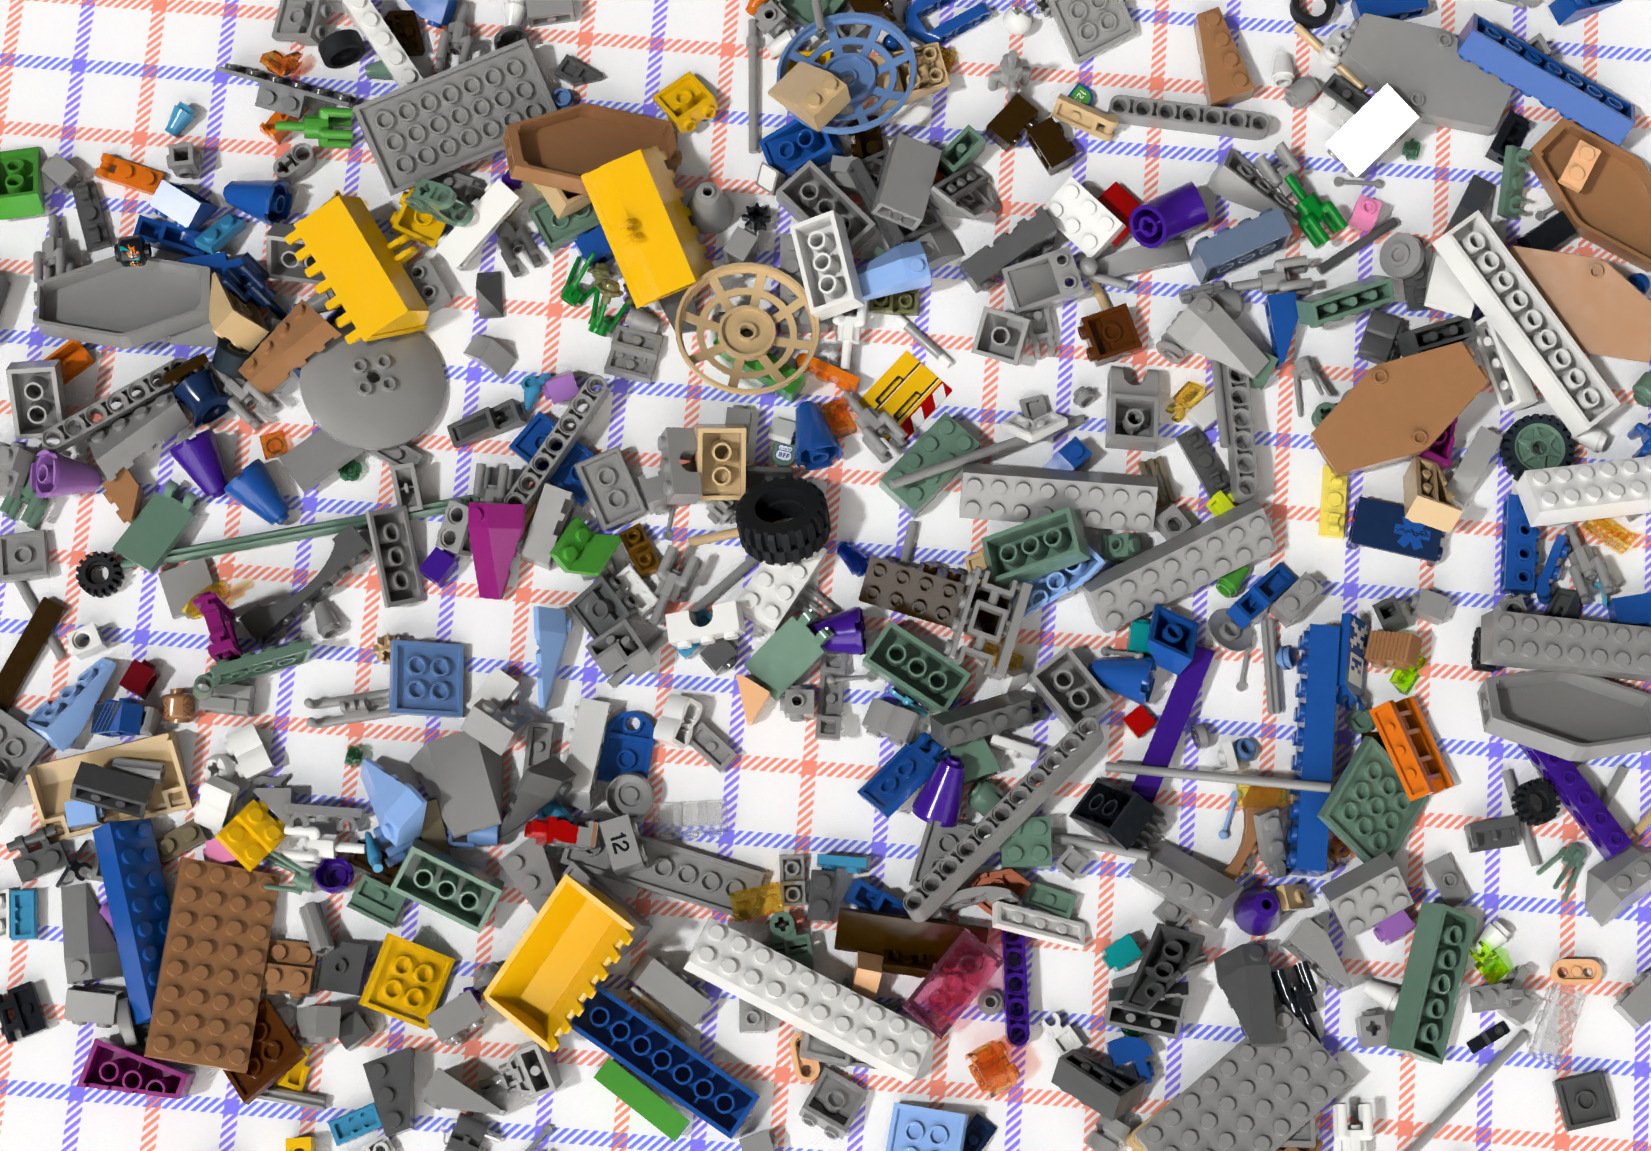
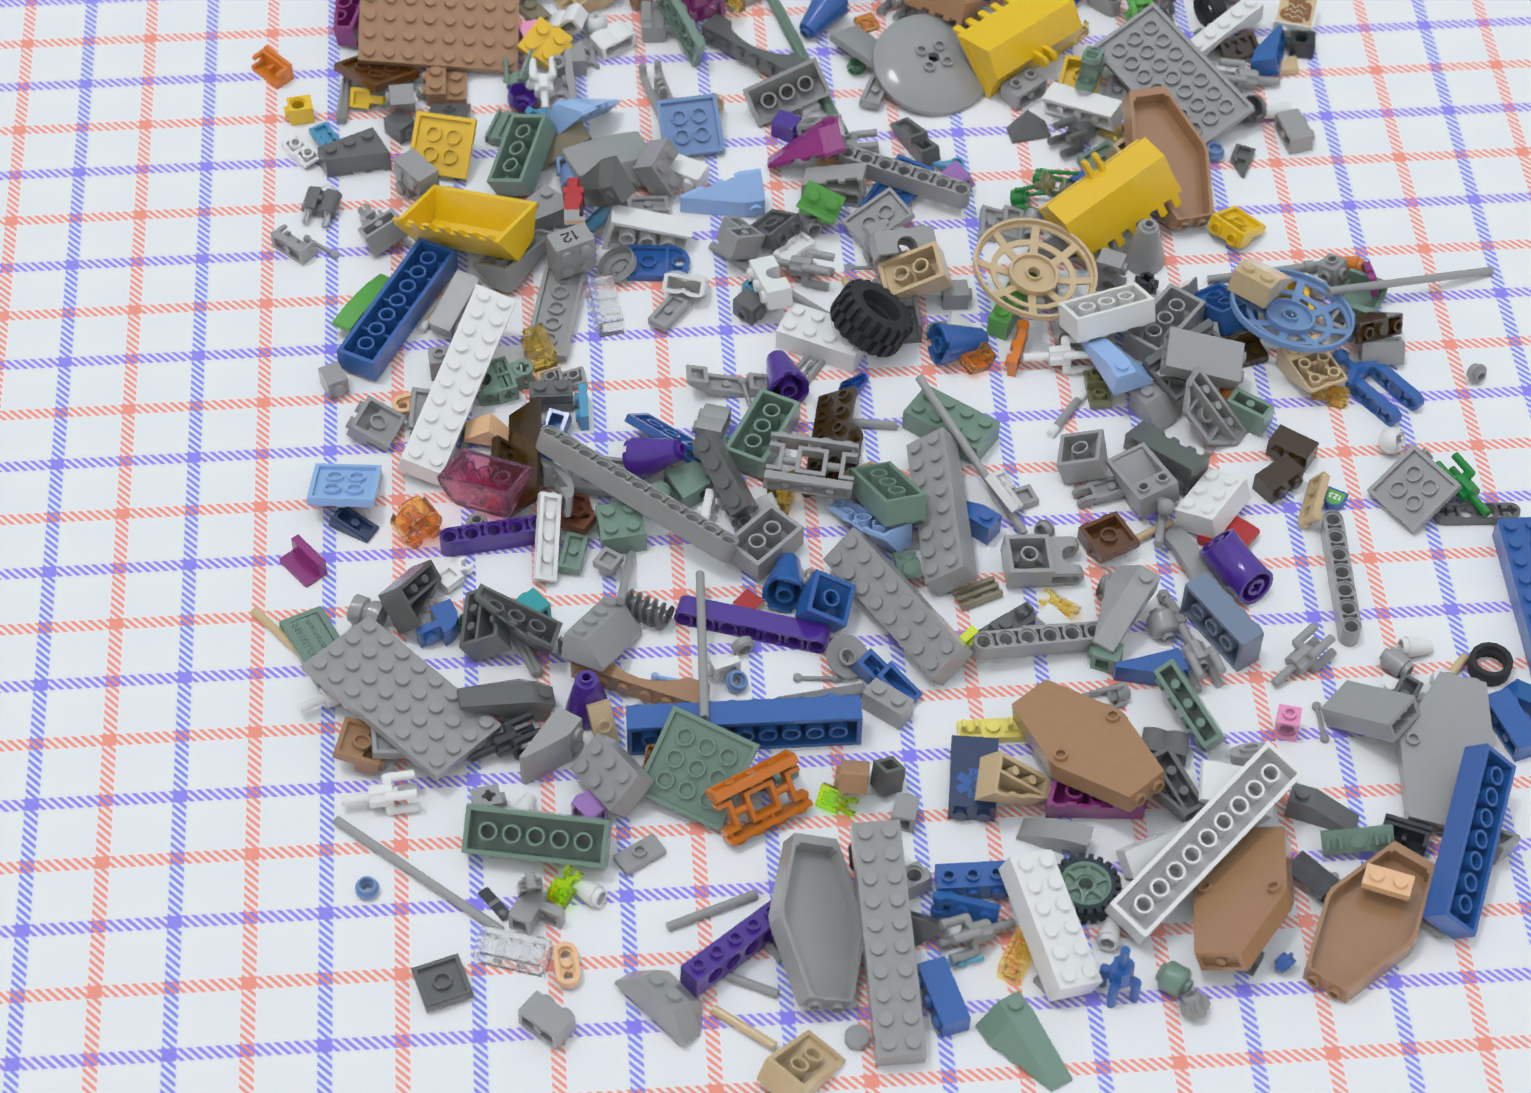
camera: 80 degrees right, 25 degrees down
(316, 928) = (477, 93): light grey axle -> none
(326, 621) = (726, 69): light grey cone -> none
(353, 756) = (623, 97): clear green plate -> none
(407, 486) = (848, 96): light grey slope -> none
(452, 1094) = (357, 186): light grey slope -> none
(489, 355) = (974, 137): light grey slope -> none
(640, 550) = (835, 244): pearl gold slope -> none
(753, 698) = (714, 331): light nougat slope -> none
(788, 654) = (757, 345): sand green tile -> none
(799, 694) = (717, 356): light grey brick -> none
(875, 427) = (975, 382): light grey plant -> none
(906, 393) = (1012, 406): yellow sticker -> none
(1009, 74) = (1336, 431): light grey plant -> none
(1113, 813) = (657, 579): black brick -> none
(1171, 514) = (942, 601): light grey brick -> none
(1221, 64) = (1403, 594): medium nougat wedge -> none
(1231, 582) = (897, 656): bright green cone -> none
(1241, 185) = (1284, 620): light grey wedge -> none
(1260, 797) = (689, 682): clear yellow plate -> none
(1270, 841) = (664, 692): light grey hinge -> none
(1314, 212) = (1272, 676): green plant -> none
(1351, 662) = (830, 743): blue tile -> none
(1357, 245) = (1254, 725): dark grey bar -> none
(1411, 149) = (1367, 758): clear green plate -> none
(1493, 834) = (691, 884): dark grey hinge -> none
(1547, 797) = (721, 900): black tyre -> none
(1572, 858) = (678, 952): sand green plant -> none

